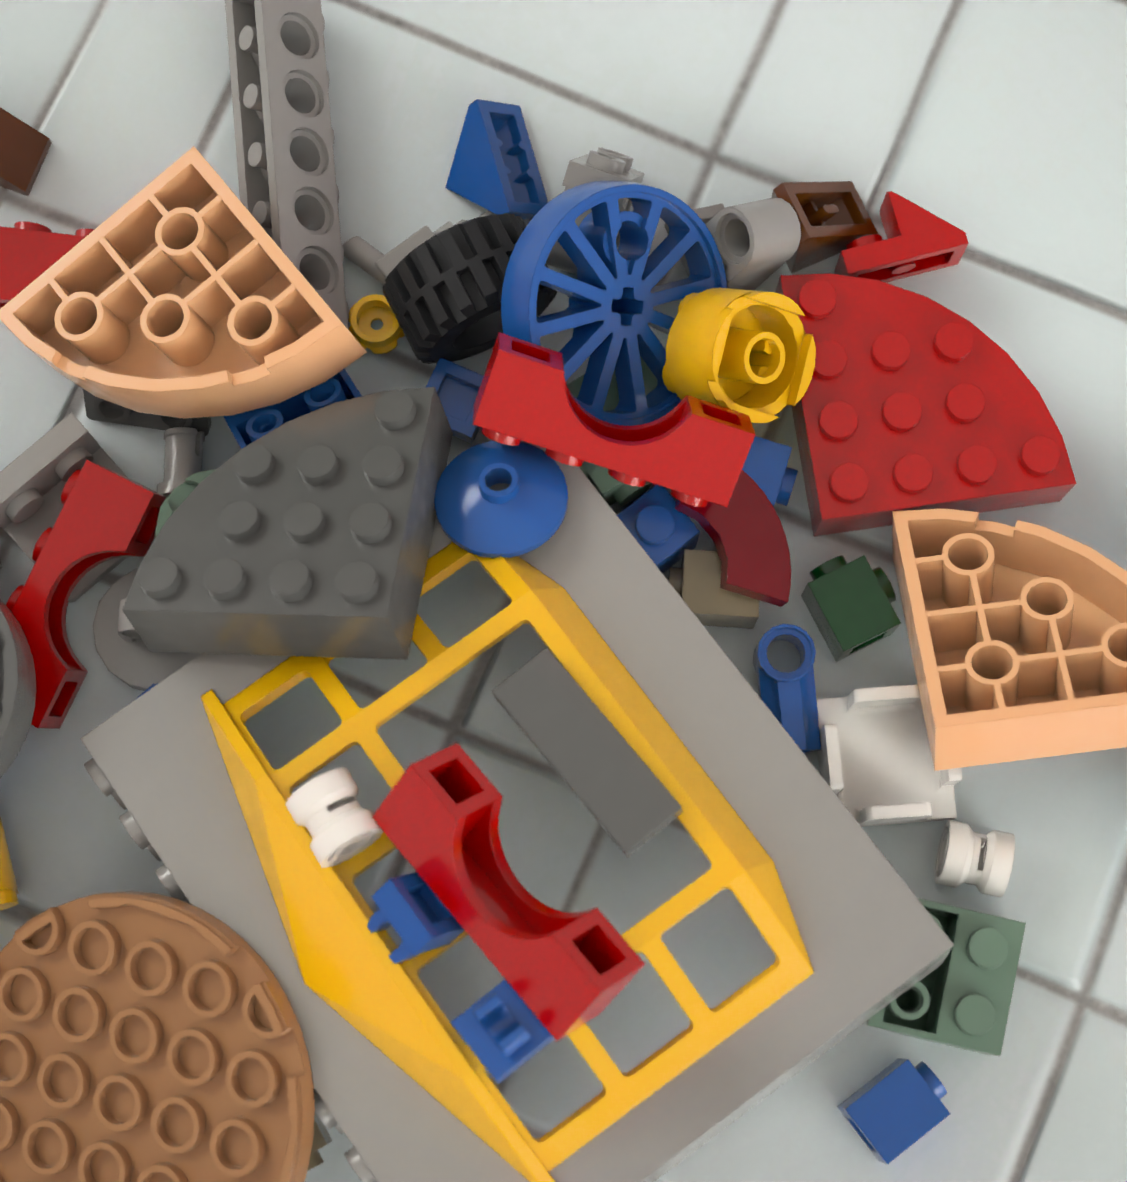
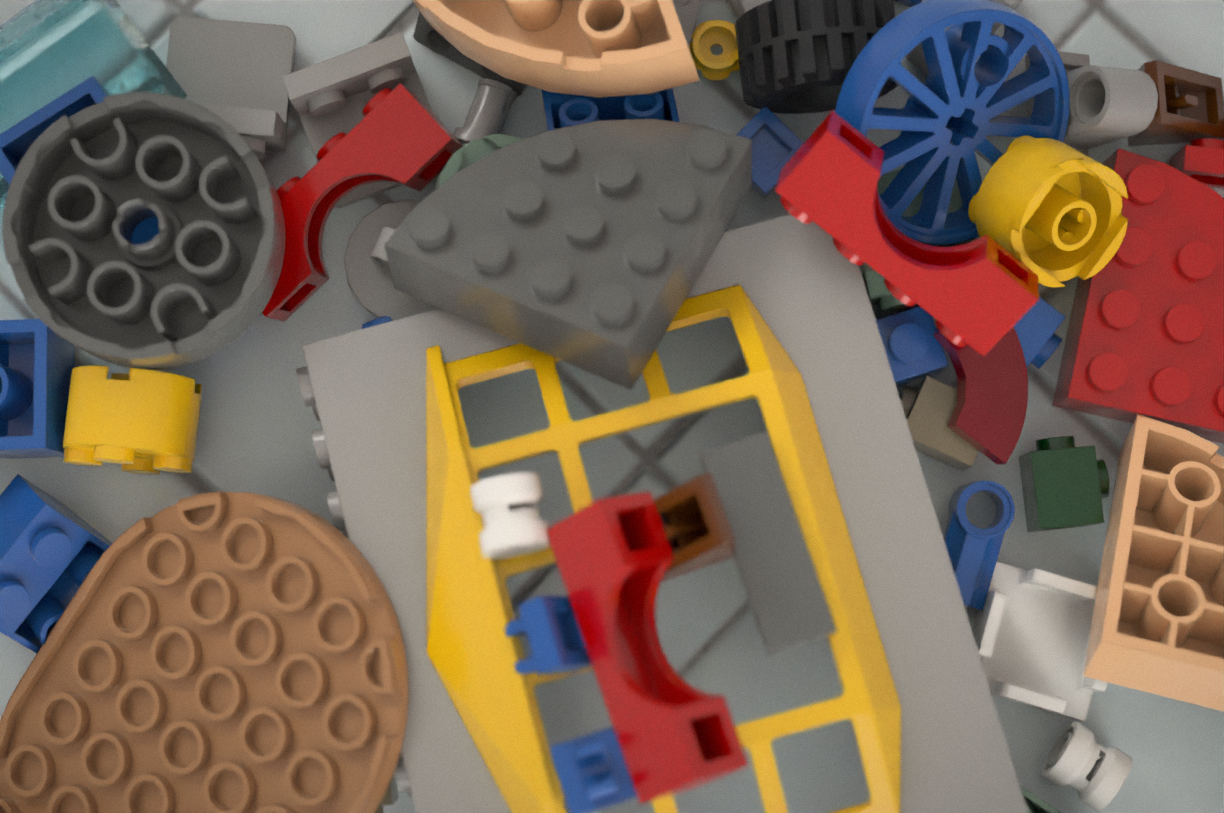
camera: 20 degrees right, 5 degrees up
(505, 520) = (771, 292): blue dish -> none
(512, 760) = (695, 526): none -> reddish brown slope

